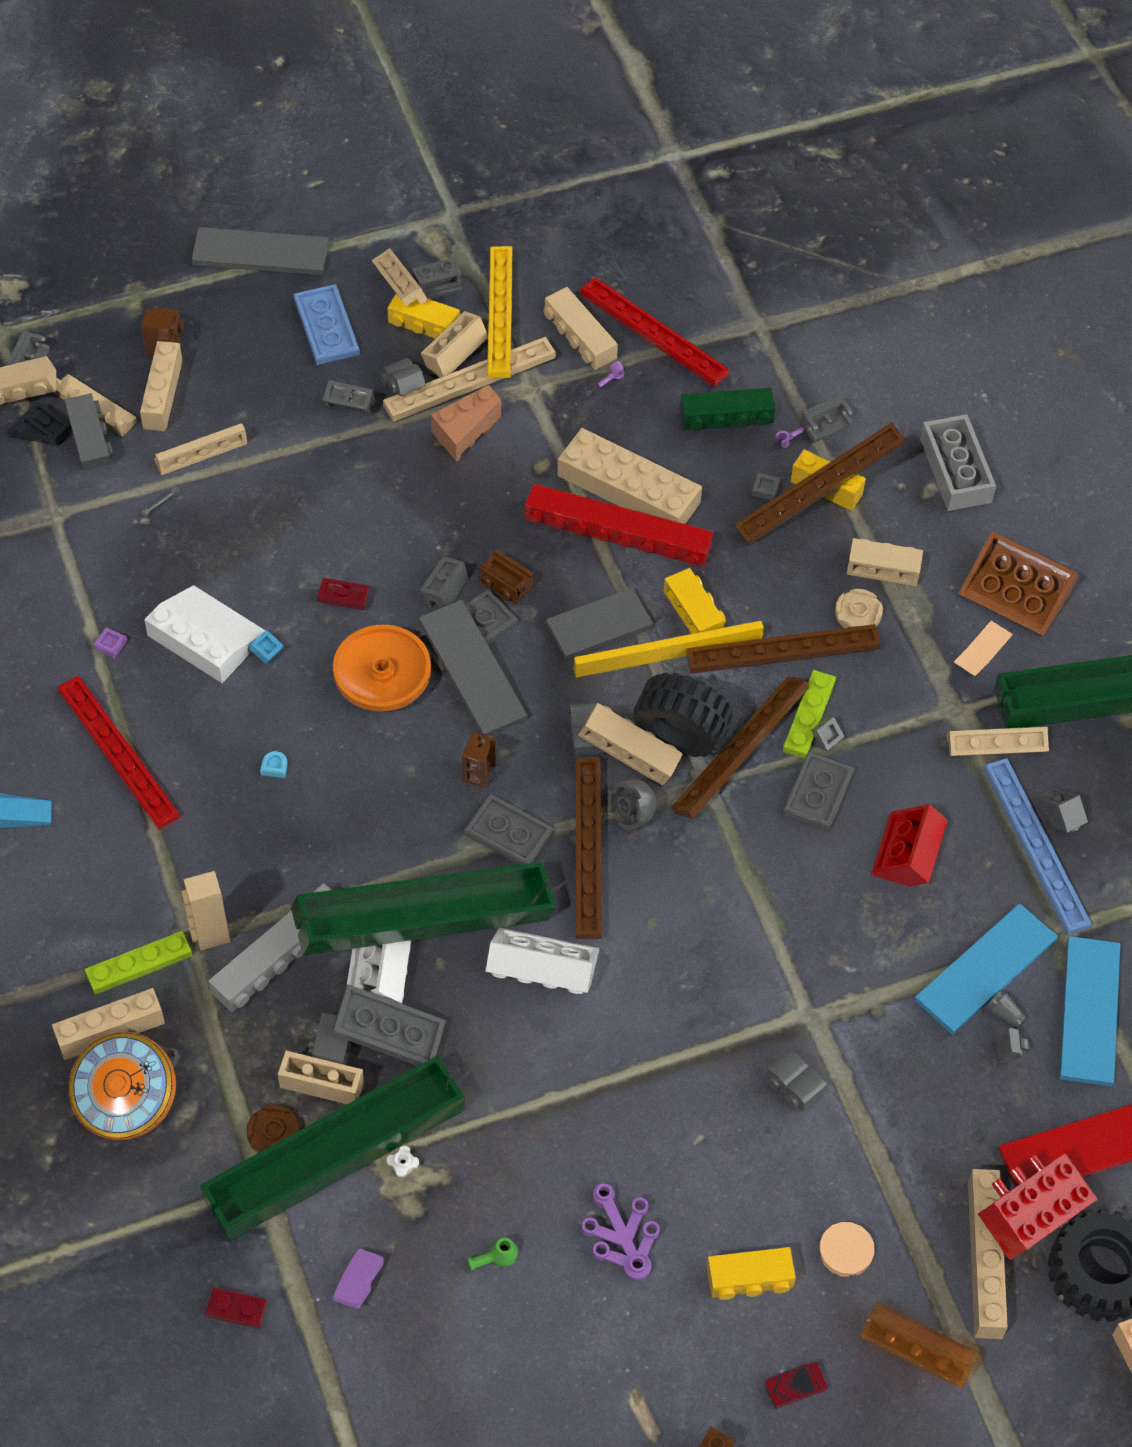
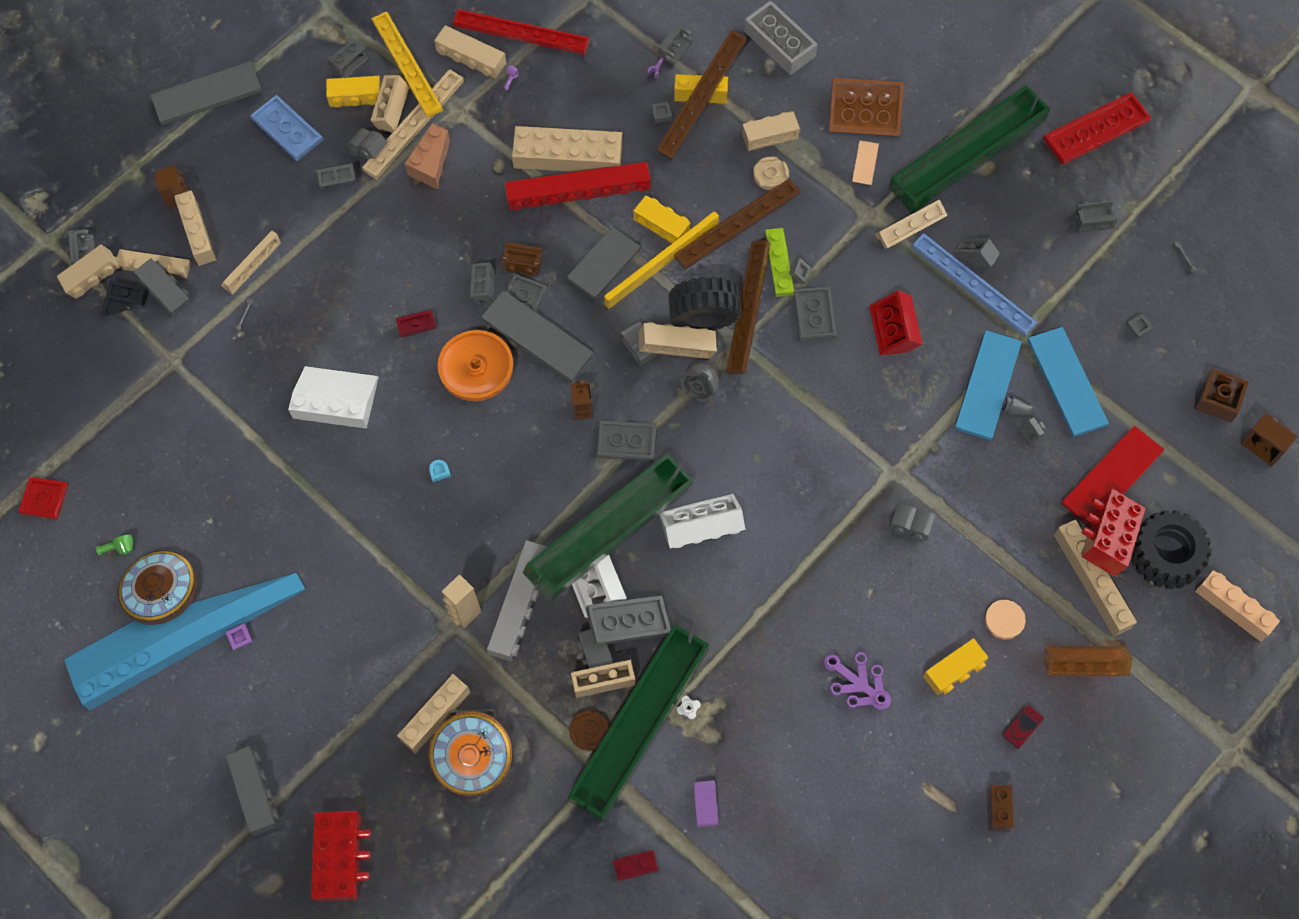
camera: 25 degrees left, 10 degrees up
(110, 642) = (269, 436): medium lavender tile -> none
(118, 752) = (323, 514): red tile -> none
(138, 962) = (427, 658): lime plate -> none
(266, 647) = (384, 388): dark azure plate -> none
(399, 278) = (322, 70): tan hinge -> none
(496, 1255) = (785, 740): bright green bar -> none
(588, 848) = (687, 427): reddish brown plate -> none
(727, 408) = (604, 67): dark green brick -> none

